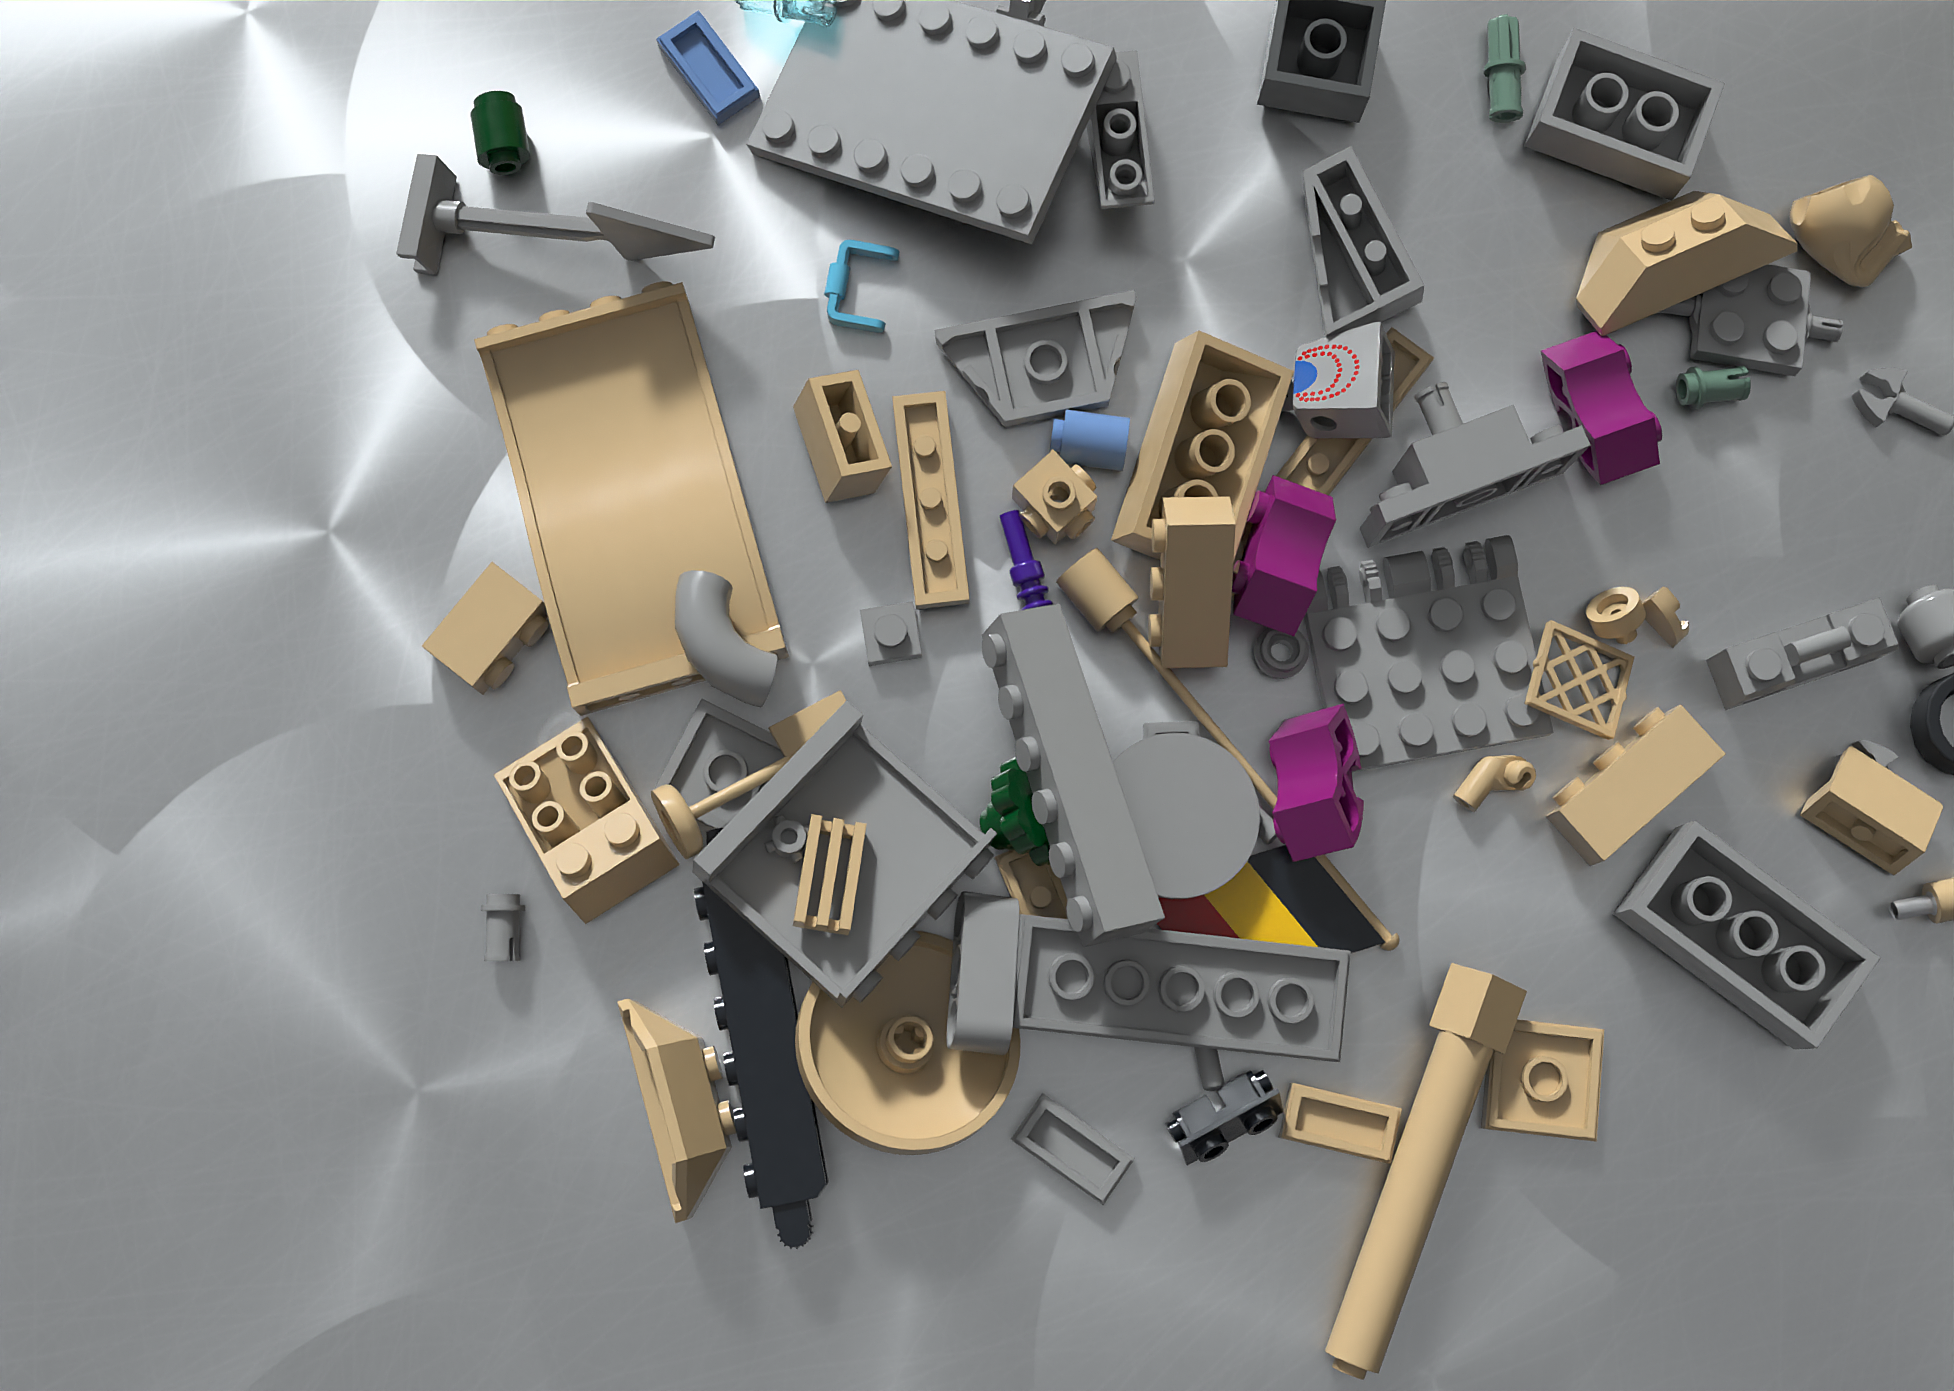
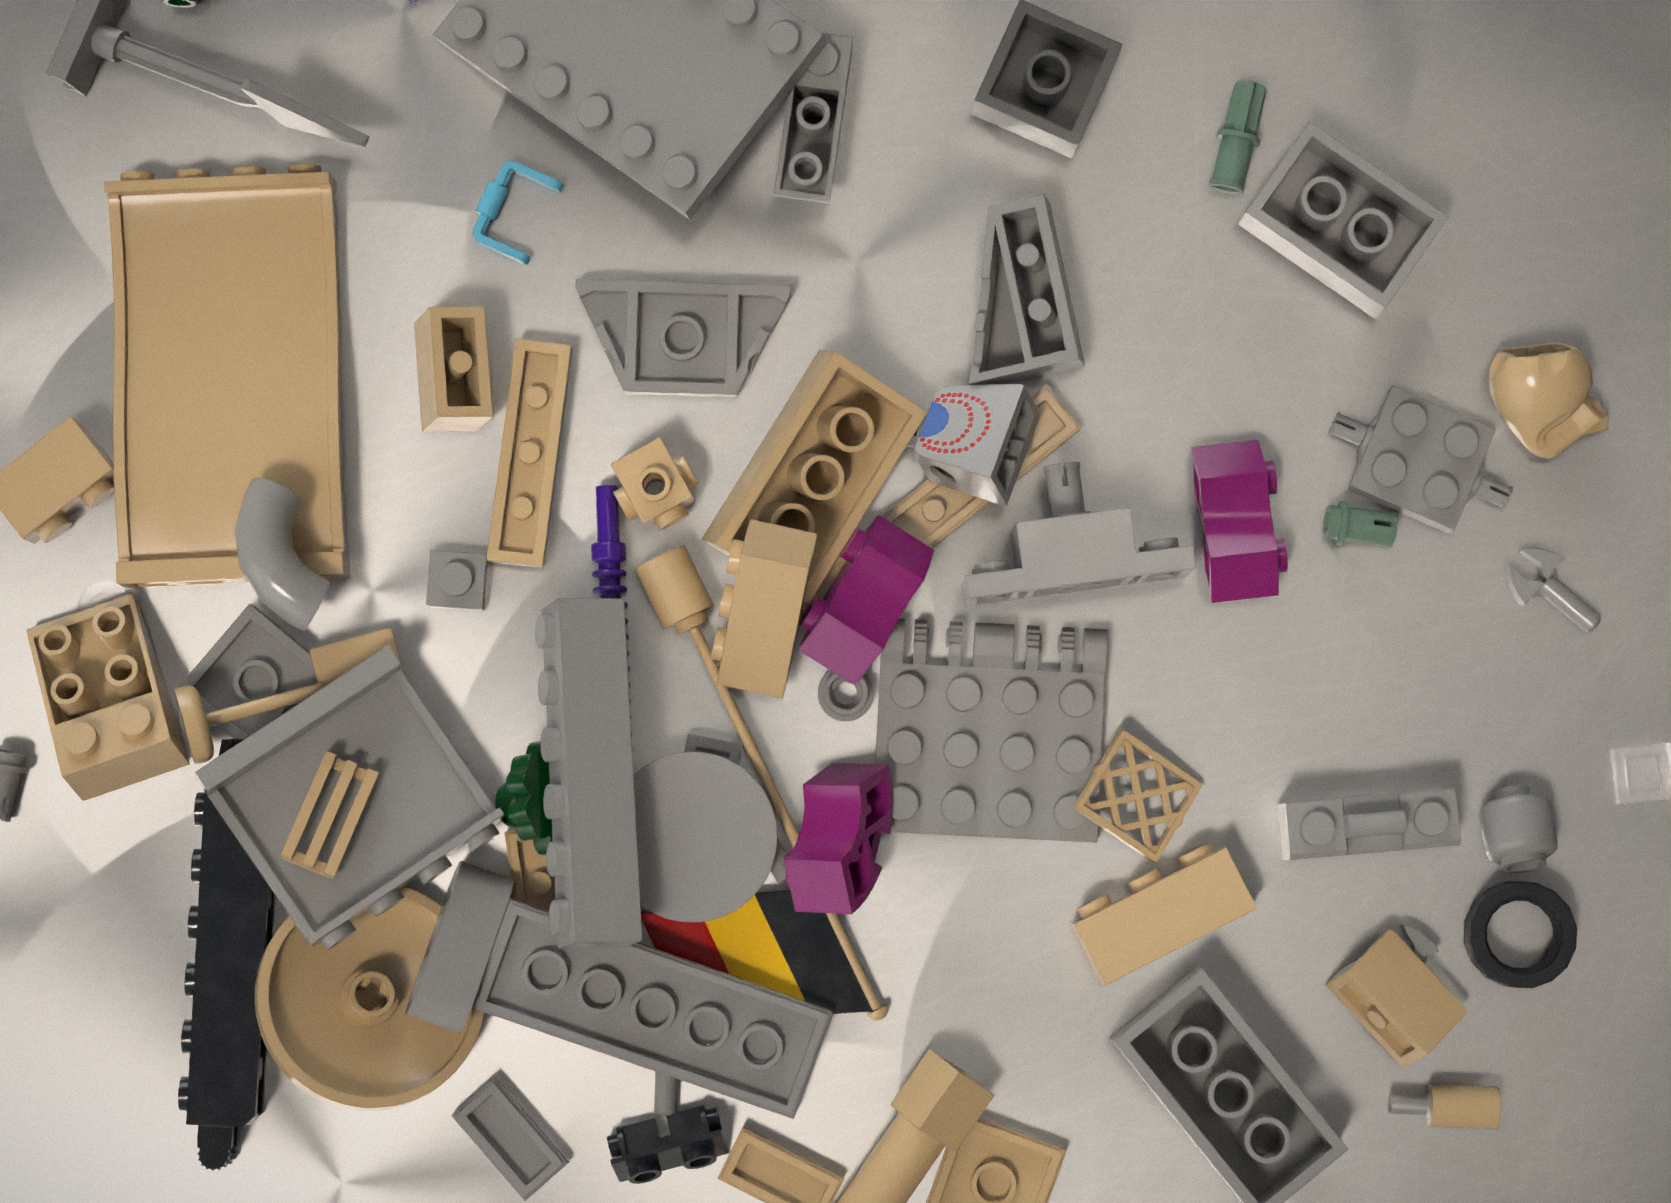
camera: 15 degrees right, 5 degrees up
(680, 1103) = (133, 1000): tan wedge -> none
(788, 838) = (297, 769): light grey piece -> none
(1091, 439) = (707, 430): medium blue brick -> none
(1494, 774) = (1026, 869): tan arm -> none
(1616, 614) = (1193, 738): tan tile -> none
(1661, 615) = (1241, 748): tan tile -> none
(1675, 256) = (1357, 381): tan wedge -> none

